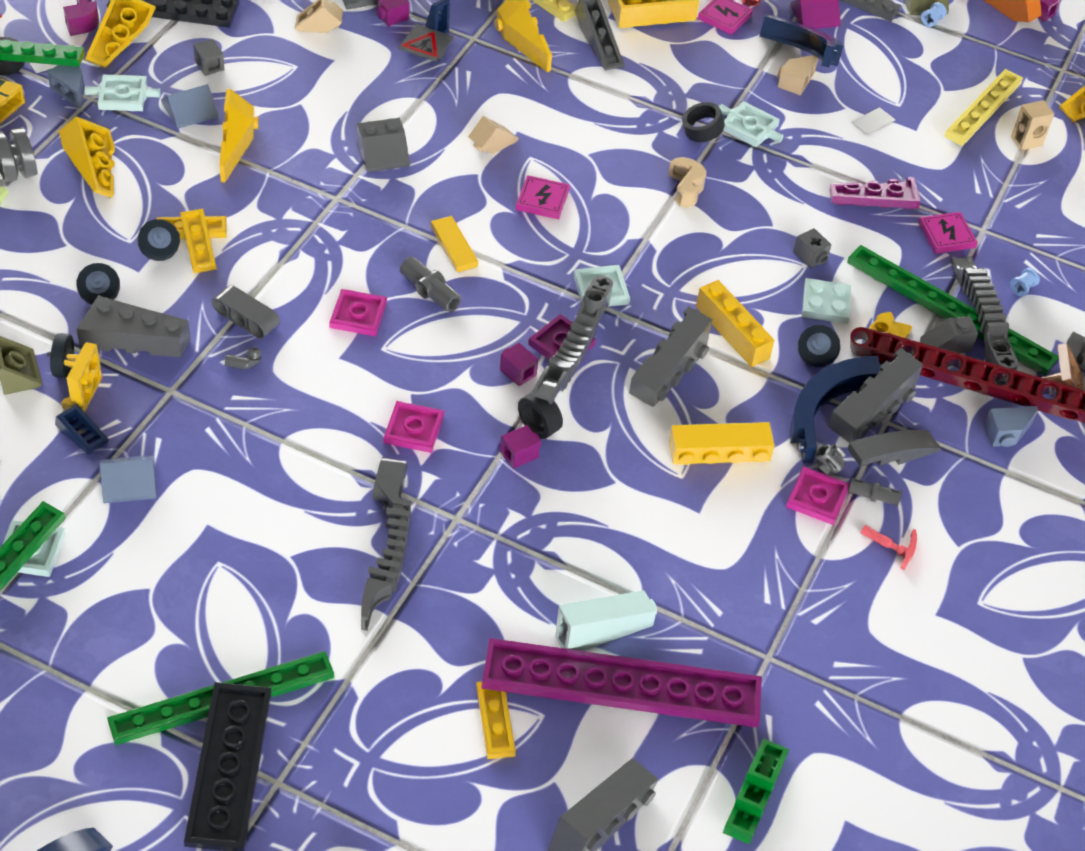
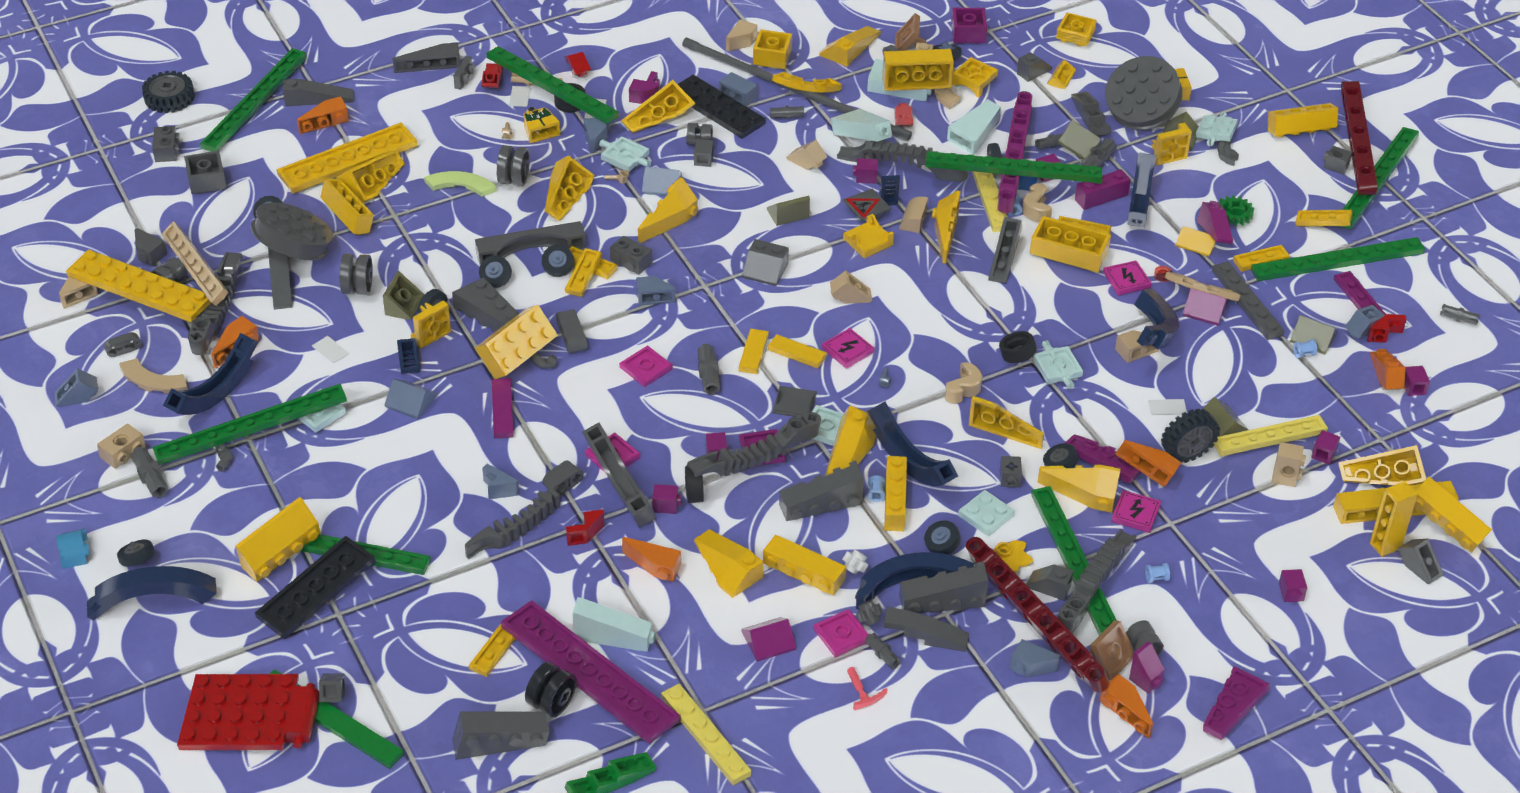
camera: 40 degrees right, 5 degrees down
(76, 252) = (506, 244): none -> dark grey arch
(139, 736) = (277, 540): none -> yellow slope
(142, 120) = (622, 177): none -> tan hand
(183, 39) = (705, 131): none -> dark grey wheel
(203, 351) = (516, 341): none -> yellow brick
(233, 198) = (631, 255): none -> dark grey brick
(246, 436) = (502, 408): none -> magenta tile
(294, 226) = (654, 291): none -> sand blue slope
(331, 521) = (499, 483): none -> sand blue slope
(354, 80) = (790, 210): none -> olive slope
(457, 76) = (869, 237): none -> yellow piece
(468, 519) = (585, 532): none -> red slope
(479, 34) = (914, 215): none -> tan brick
(491, 463) = (618, 475): none -> dark grey arch
(497, 223) = (797, 351): none -> yellow tile
(543, 278) = (794, 401): none -> dark grey piece
(572, 518) = (655, 559): none -> orange slope
(608, 213) = (884, 379): none -> sand blue hand
(615, 729) = (550, 689): none -> black wheel
(644, 293) = (852, 440): none -> yellow wedge
(650, 480) = (731, 563): none -> yellow wedge
(691, 274) = (894, 441): none -> dark blue arch
(717, 331) = (876, 490): none -> light blue bush
(758, 538) = (769, 638): none -> magenta slope
(761, 202) = (999, 421): none -> yellow wedge
(766, 412) = (855, 561): none -> white gear
(800, 681) = (706, 734): none -> light yellow plate
(843, 213) = (1061, 455): none -> black wheel
(897, 228) = (1089, 486): none -> yellow wedge
(925, 178) = (1150, 461): none -> orange slope
(932, 113) = (1225, 417): none -> olive slope
(939, 135) = (1190, 435): none -> black wheel
(1037, 91) = (1325, 447): none -> magenta brick

